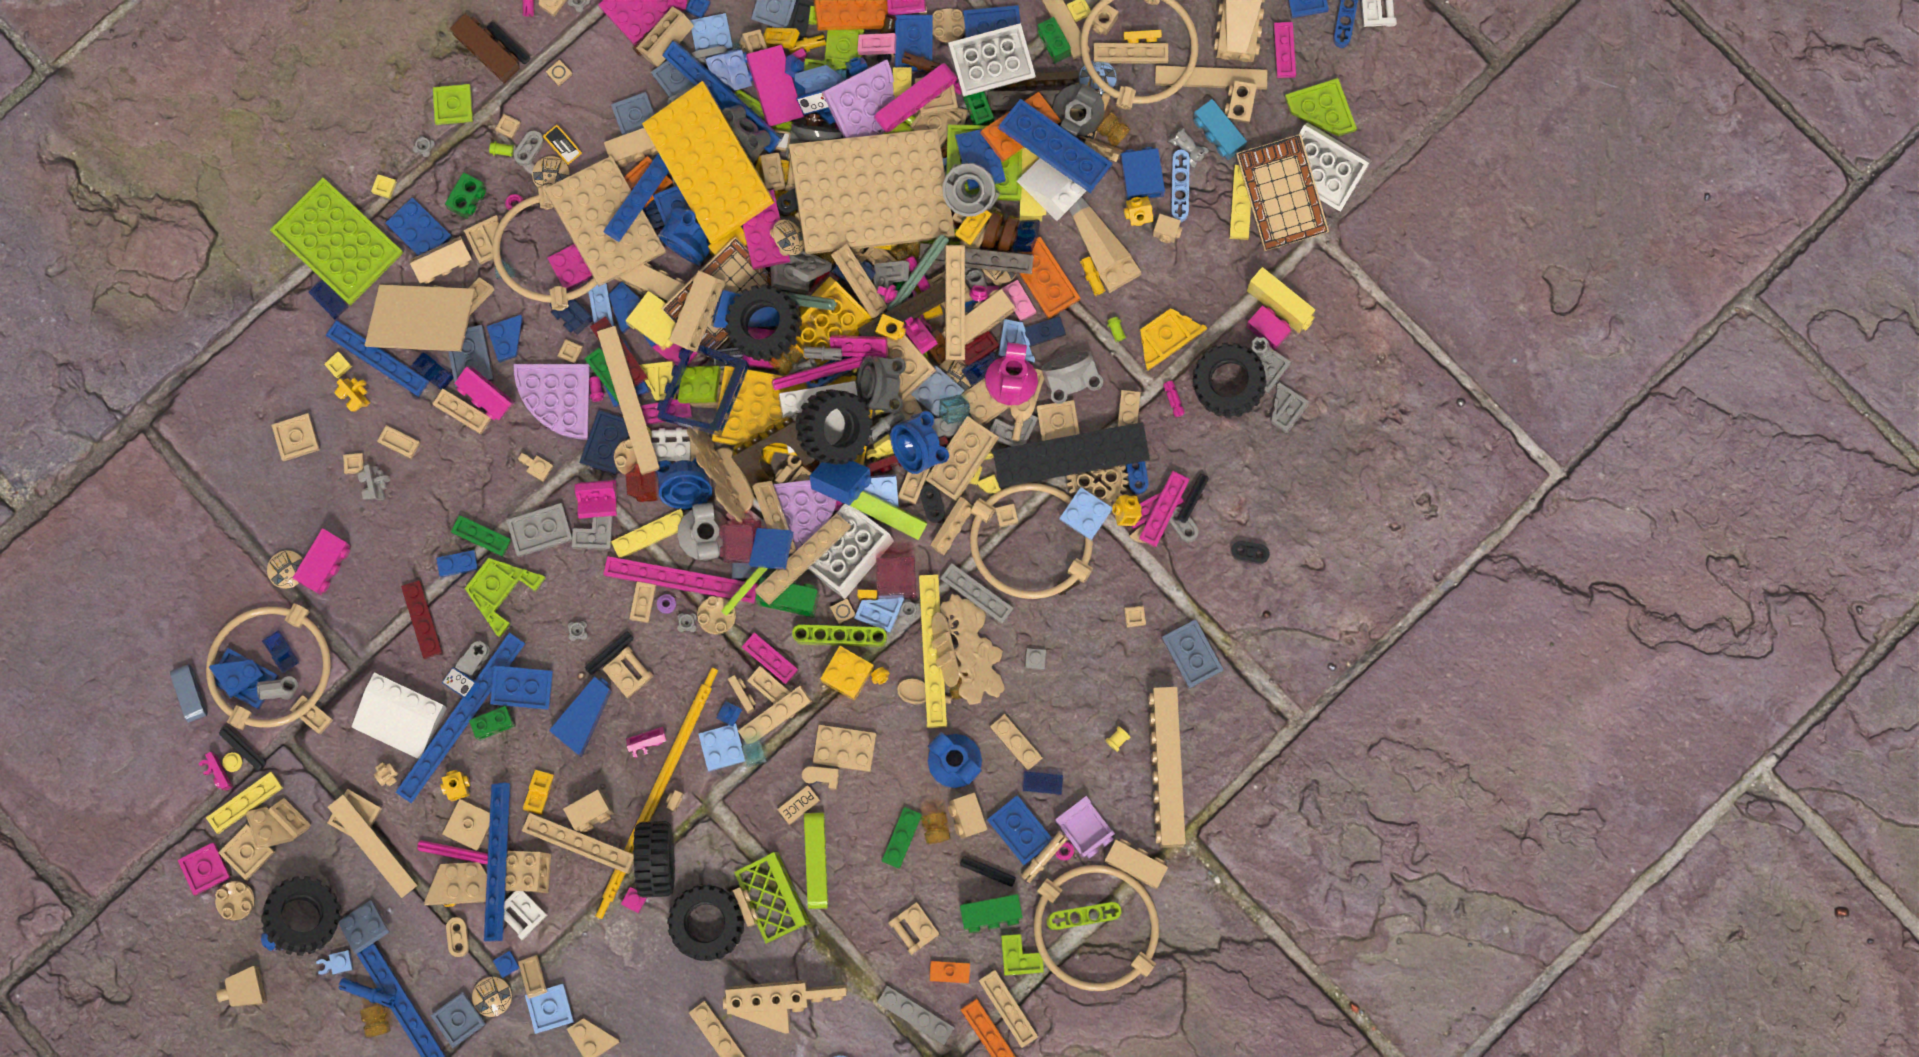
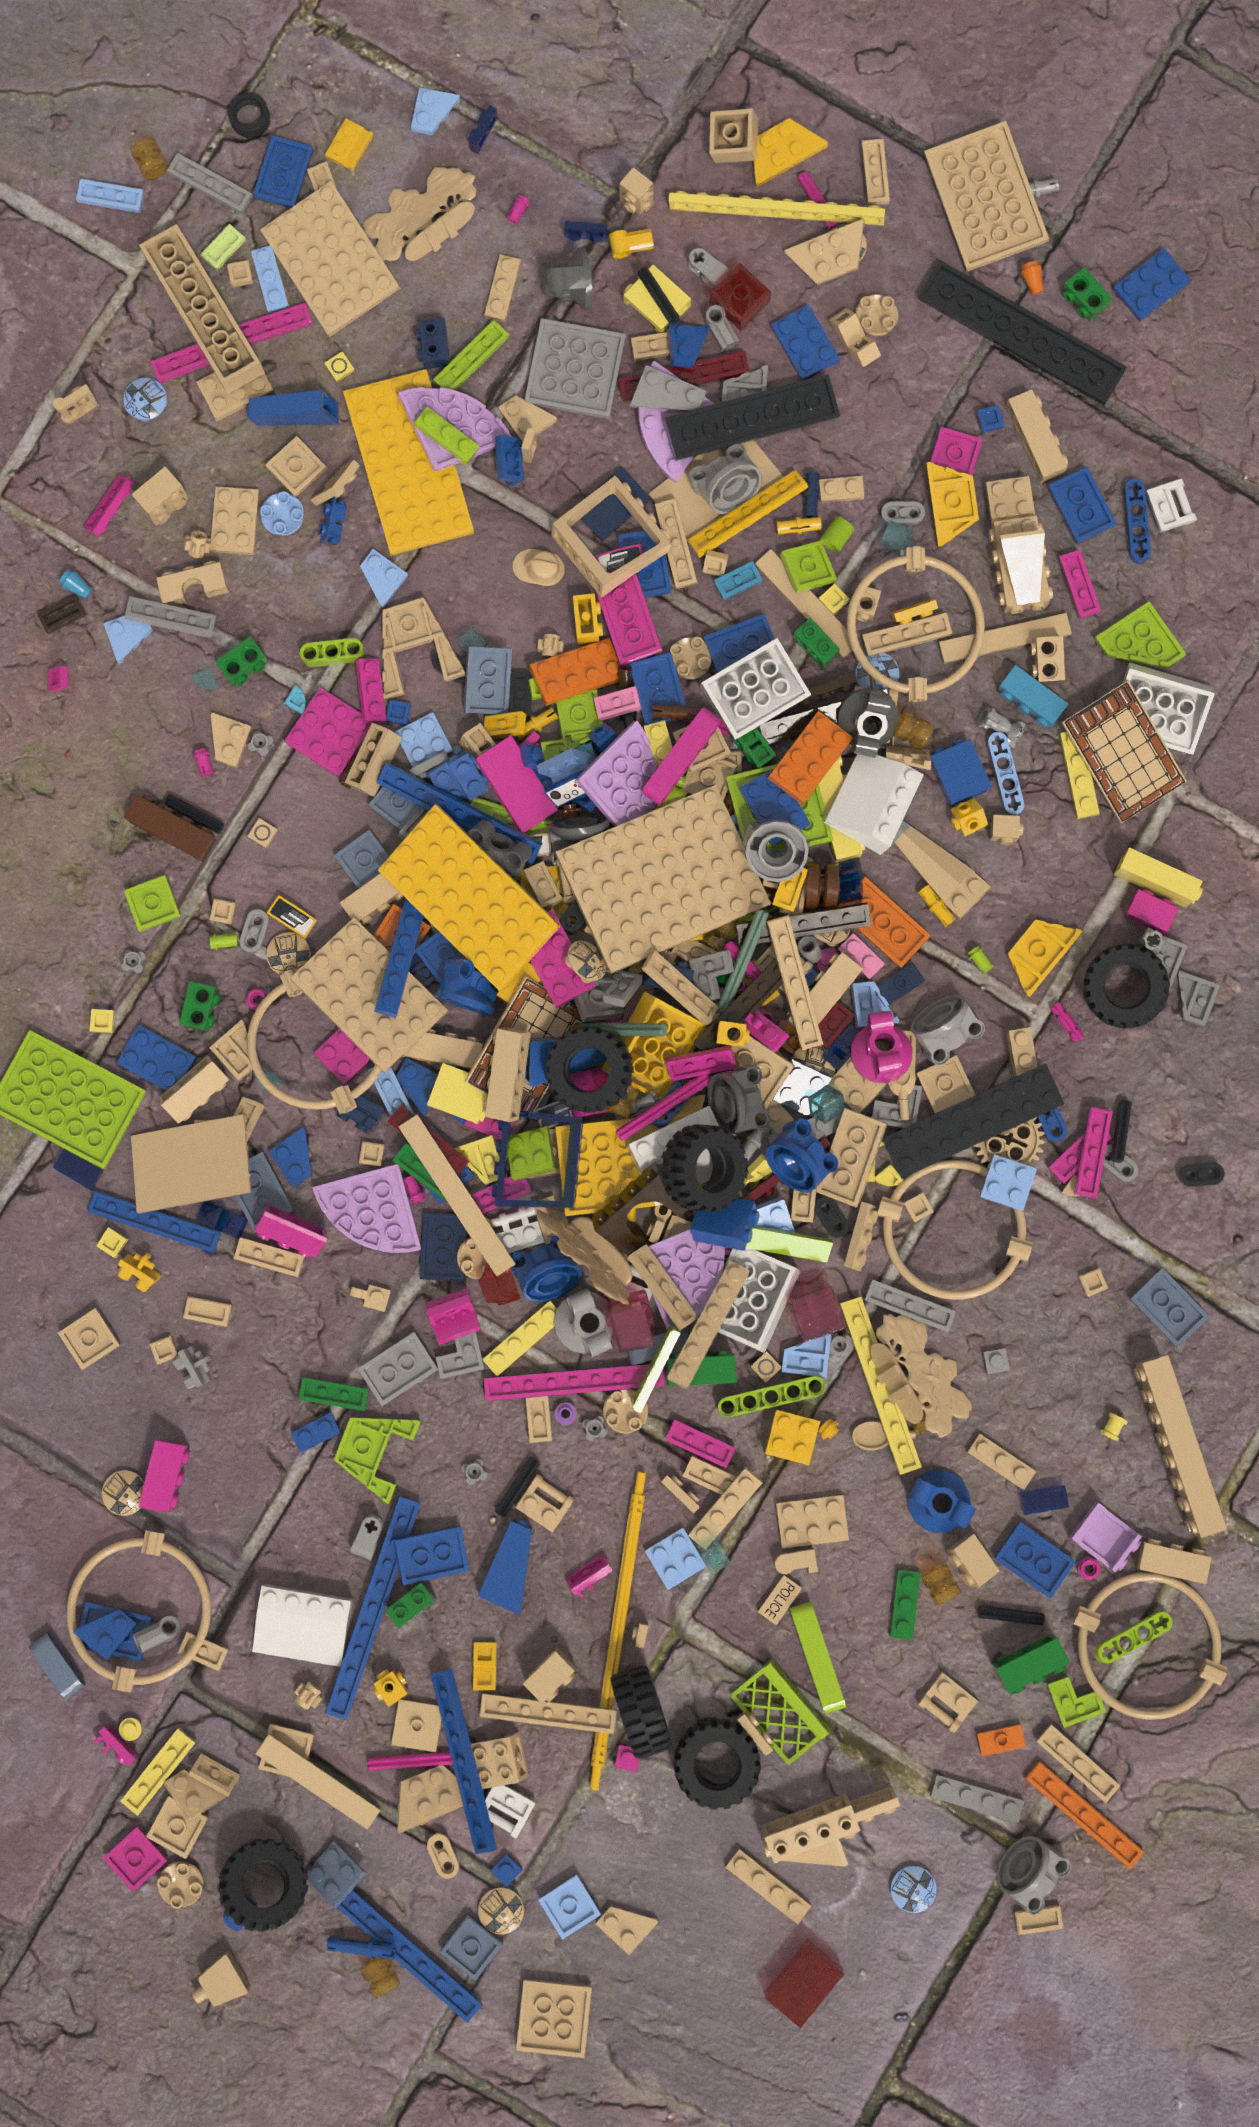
camera: 15 degrees left, 5 degrees up
(242, 748) = (137, 1710): black axle -> none
(280, 651) = (146, 1587): clear blue slope -> none
(338, 962) = (317, 1921): light blue plate -> none
(421, 619) = (295, 1507): dark red plate -> none
(460, 683) = (361, 1570): tile -> none
(532, 976) = (540, 1876): tan tile -> none
(729, 713) = (672, 1519): blue plate -> none
(771, 548) = (671, 1325): blue tile -> none
(823, 353) = (663, 1082): light grey axle -> none
(867, 594) = (789, 1341): yellow tile -> none
(890, 293) = (717, 993): dark pink plate -> none
(978, 293) = (816, 963): dark pink plate -> none
(1046, 854) = (1066, 1590): tan pin -> none
(1055, 146) = (858, 771): blue plate -> none
(1127, 510) = (1054, 1167): yellow brick -> none

